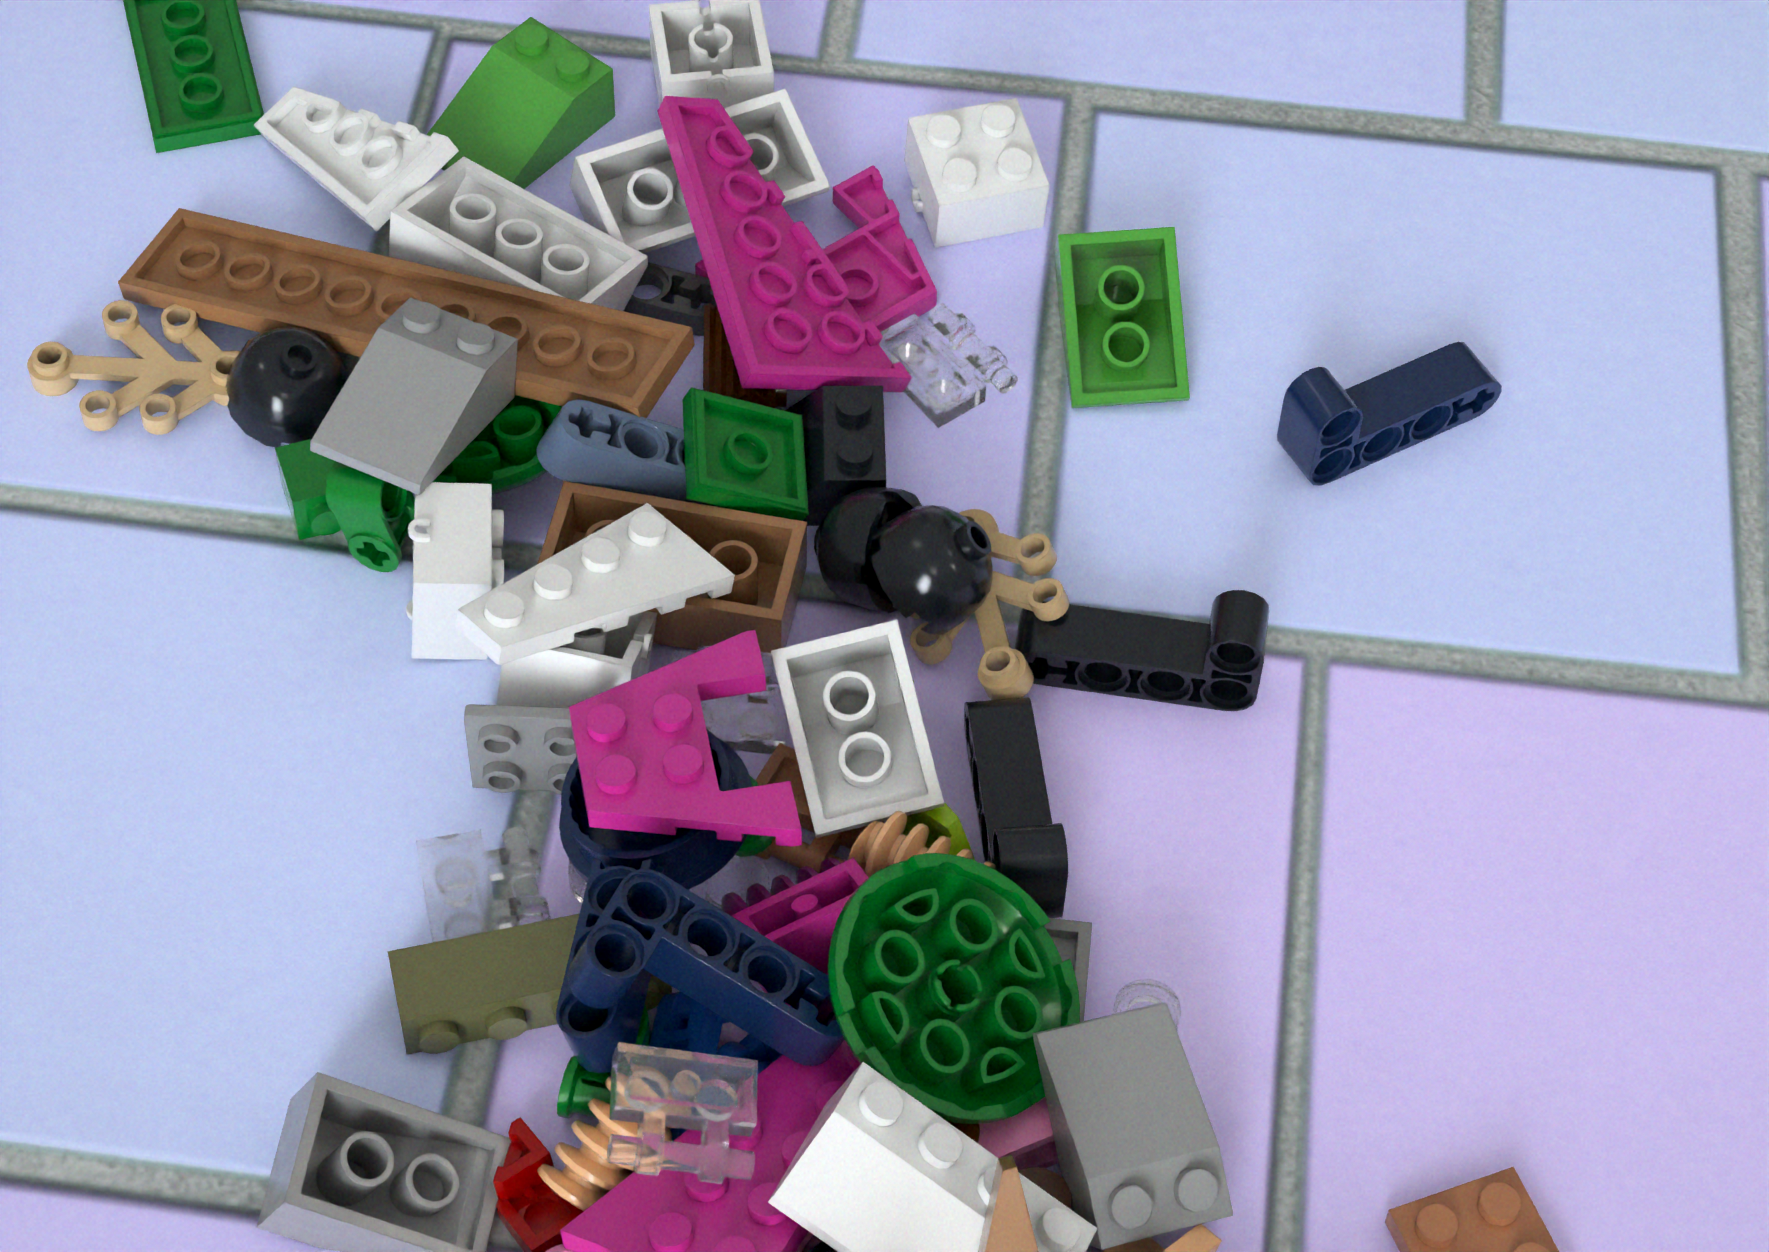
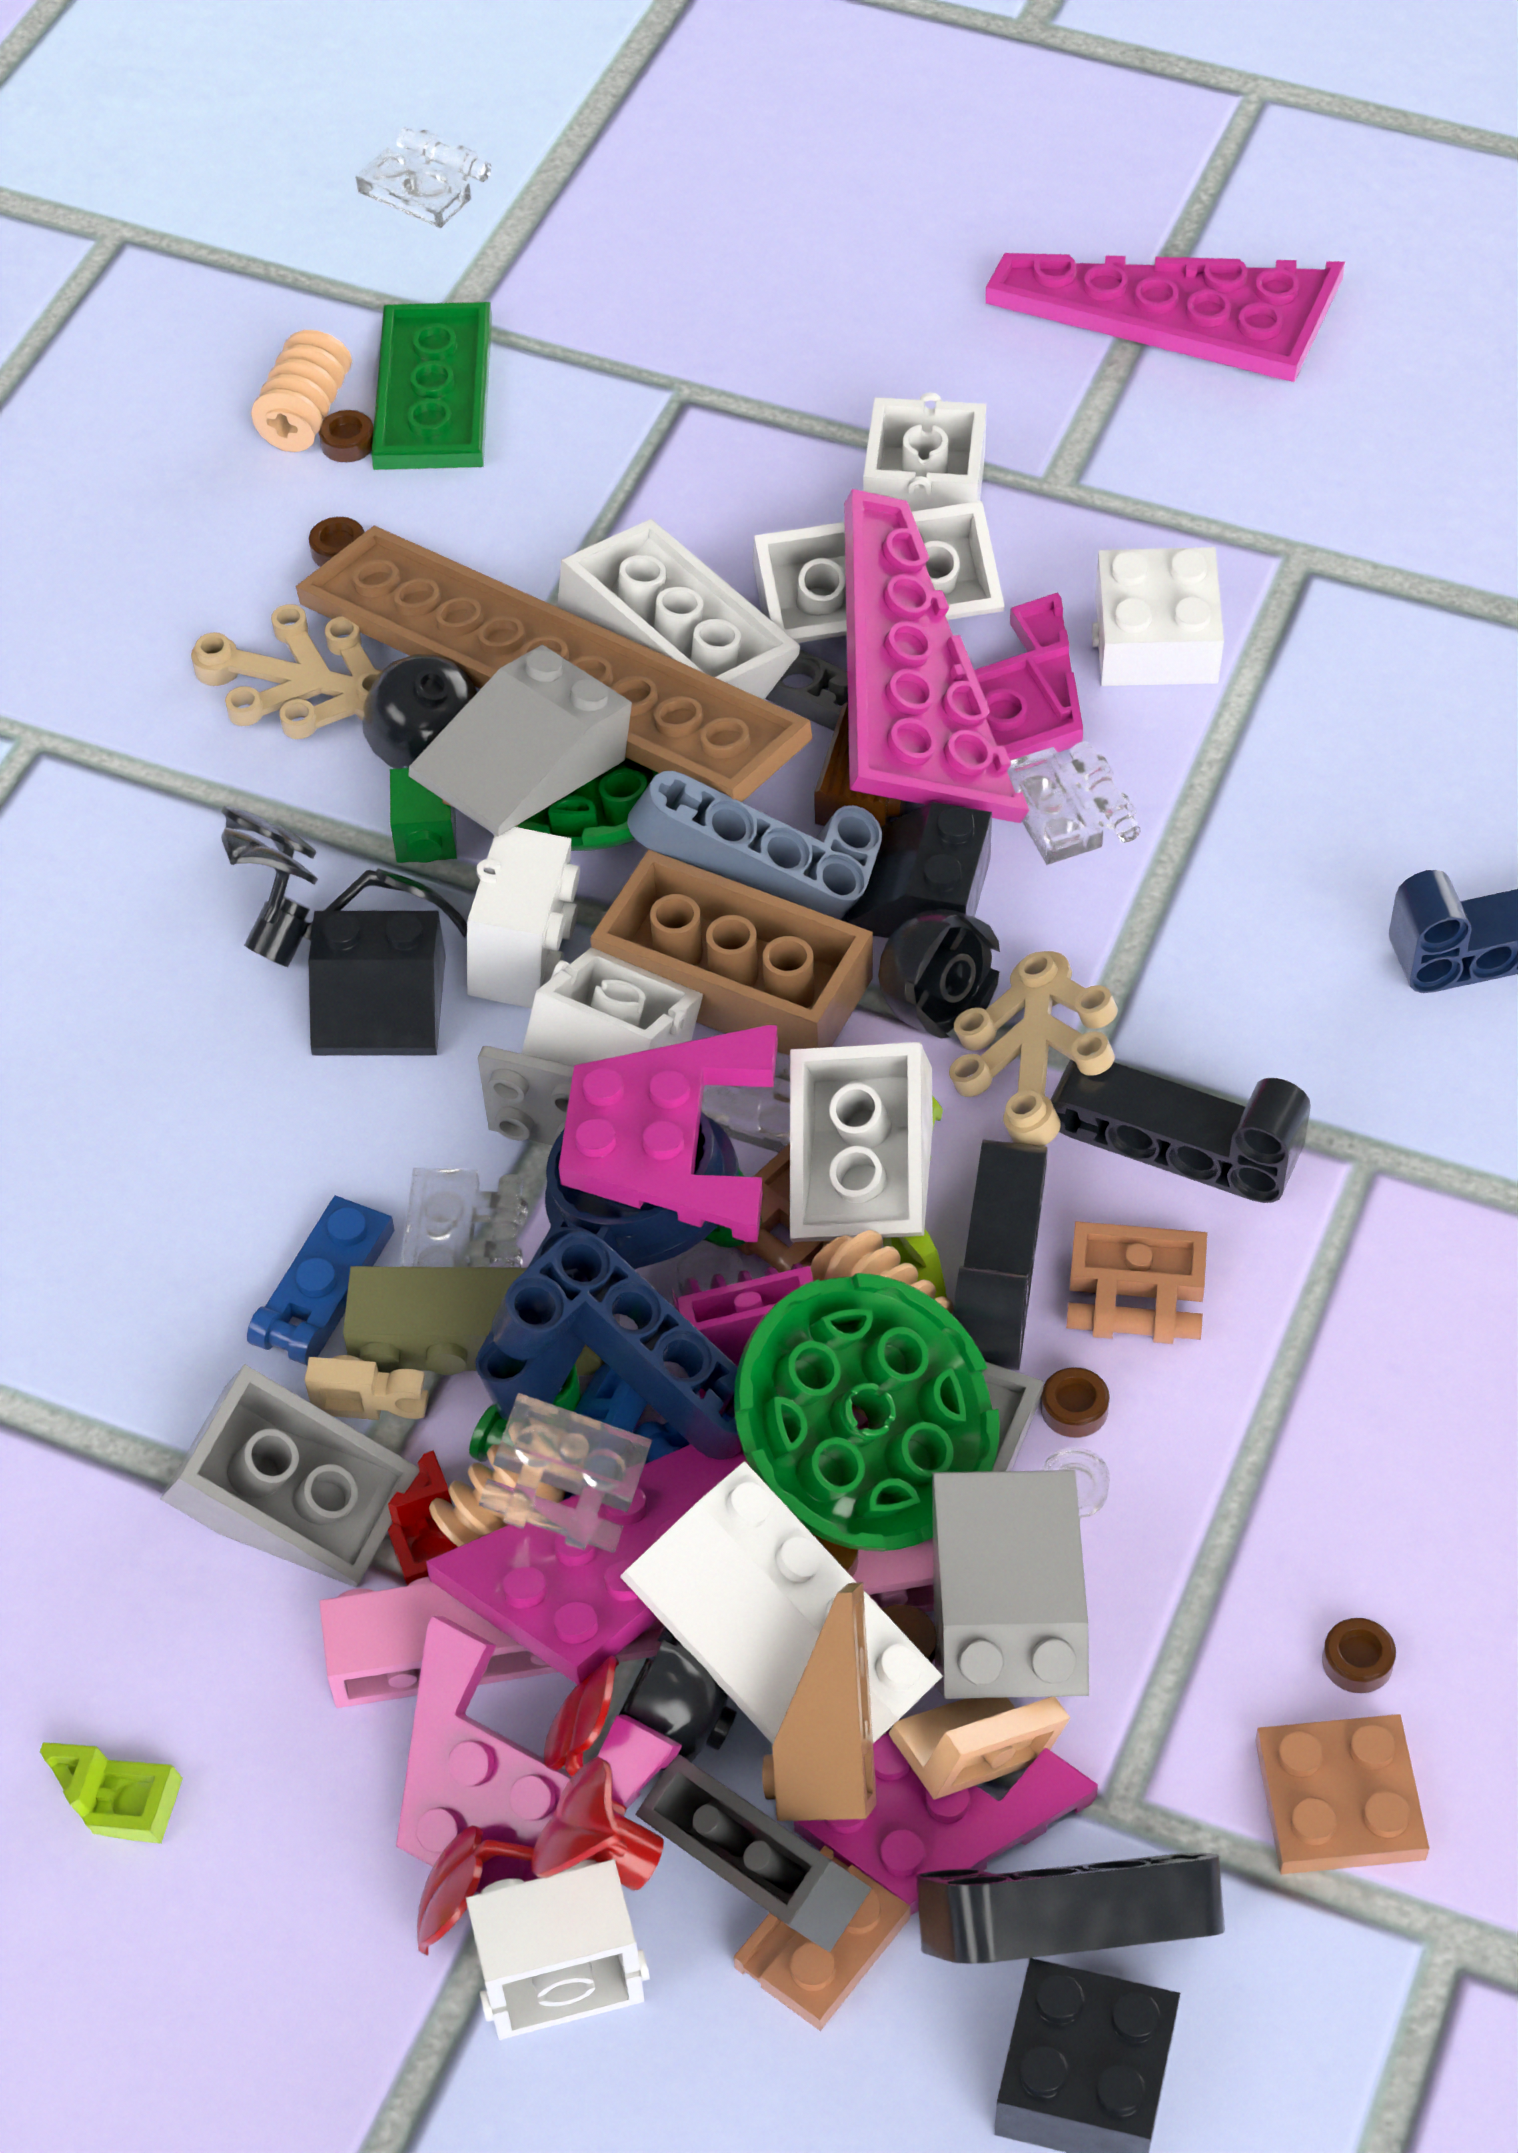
camera: 20 degrees right, 0 degrees up
(63, 85) = (300, 389): none -> light nougat piece
(120, 123) = (346, 436): none -> reddish brown tile
(137, 228) = (332, 536): none -> reddish brown tile
(206, 618) = (282, 919): none -> black plant
(320, 663) = (375, 983): none -> black slope
(352, 971) = (319, 1280): none -> blue plate
(354, 153) = (550, 497): white wing -> none
(371, 515) = (454, 847): green piece -> none
(426, 1072) = (356, 1389): none -> tan plate
(528, 104) = (731, 480): bright green slope -> none
(593, 584) = (640, 954): white wing -> none
(744, 455) = (831, 856): green tile -> none
(934, 565) = (981, 998): black cylinder -> none
(1121, 317) = (1263, 786): bright green slope -> none
(1123, 937) = (1075, 1402): none -> reddish brown tile
(1141, 792) = (1138, 1264): none -> nougat plate
(1456, 1120) = (1358, 1655): none -> reddish brown tile

